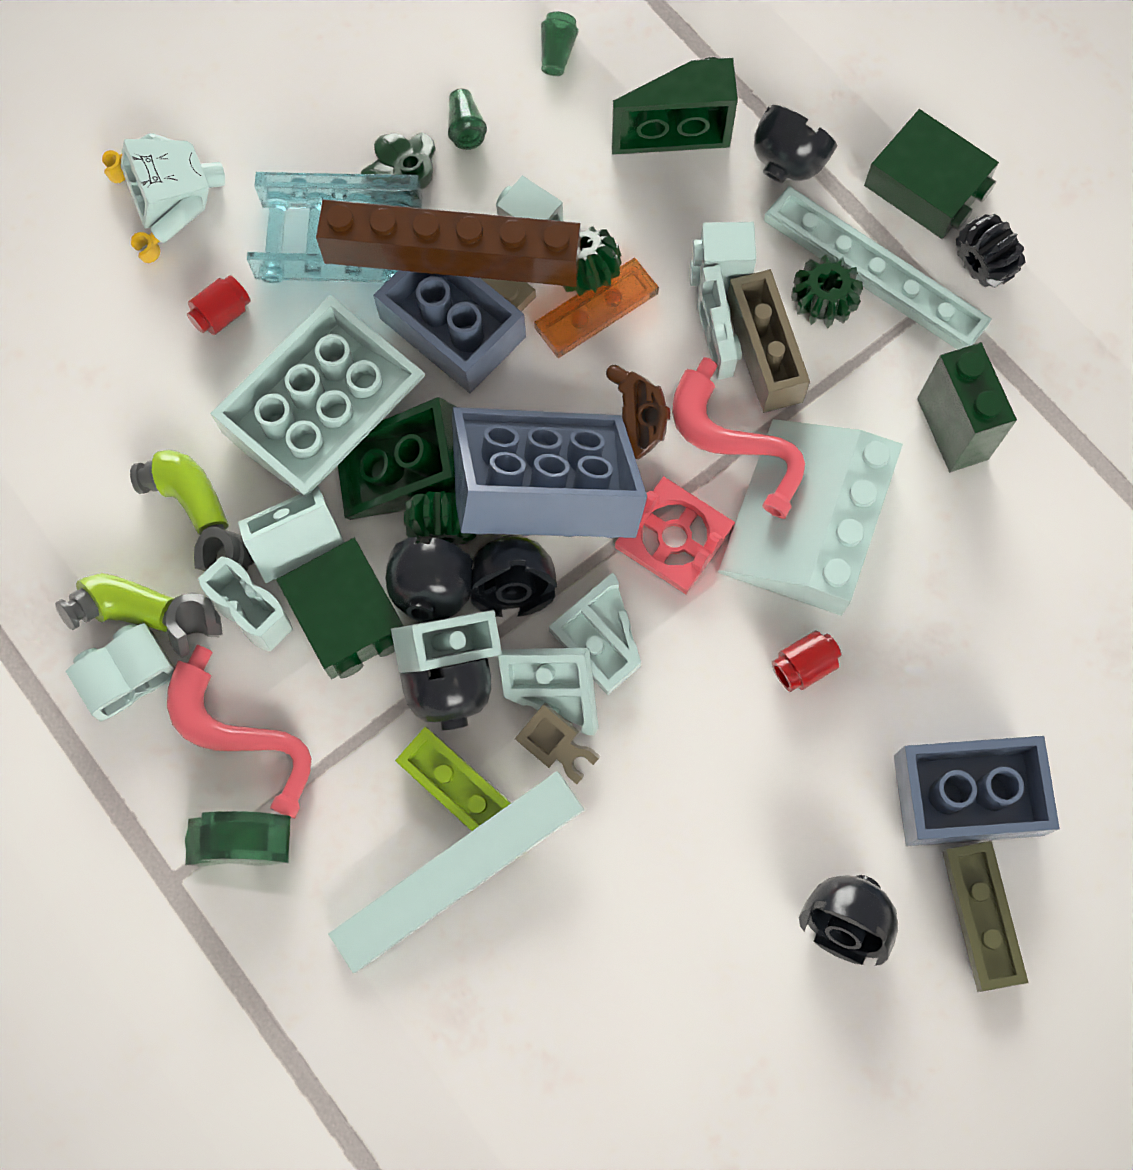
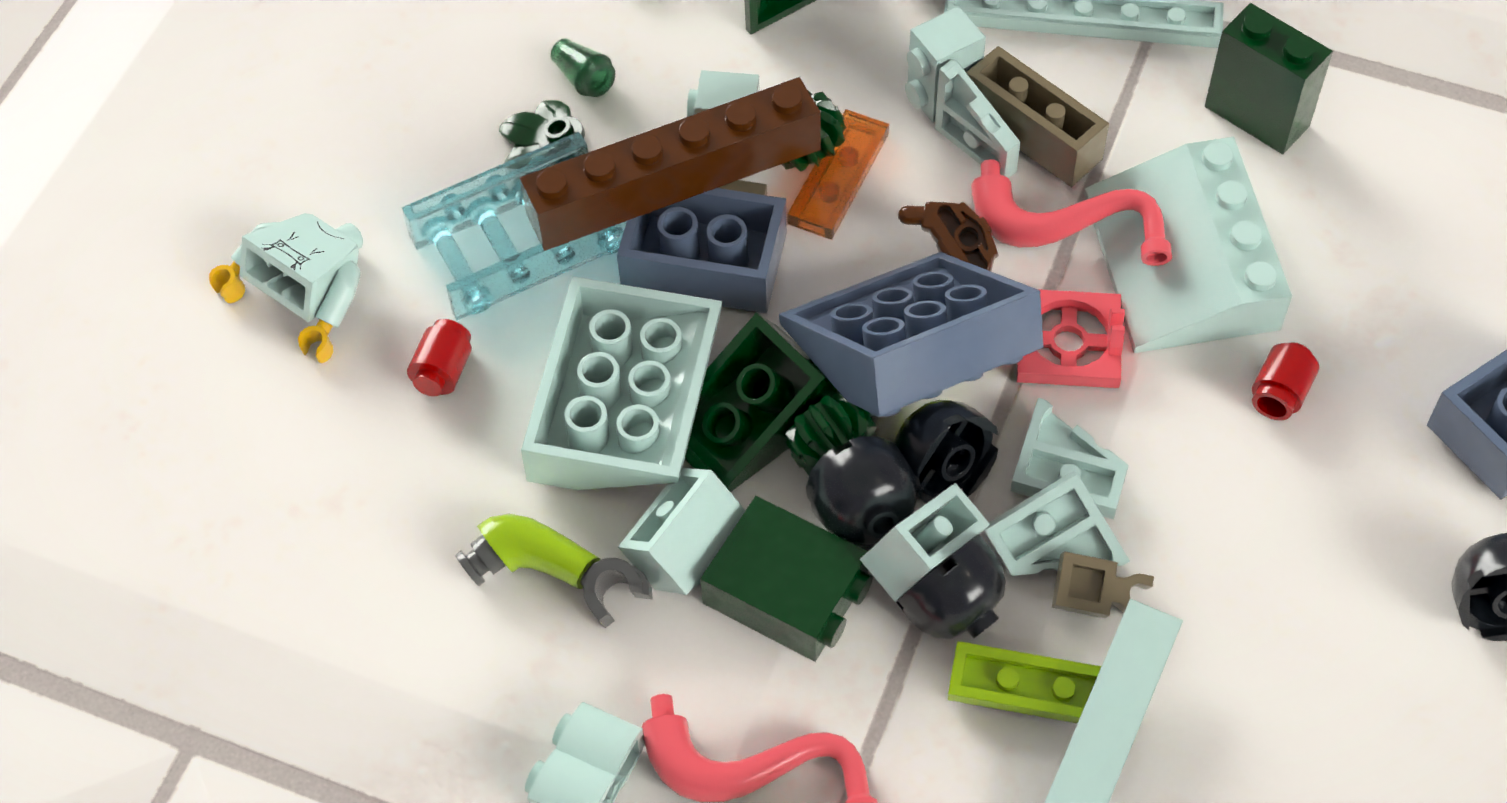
camera: 30 degrees left, 15 degrees down
(123, 600) = (545, 695): piece -> none
(248, 605) = (672, 622): light aqua brick -> none
(833, 277) = (1056, 48): dark green gear -> none

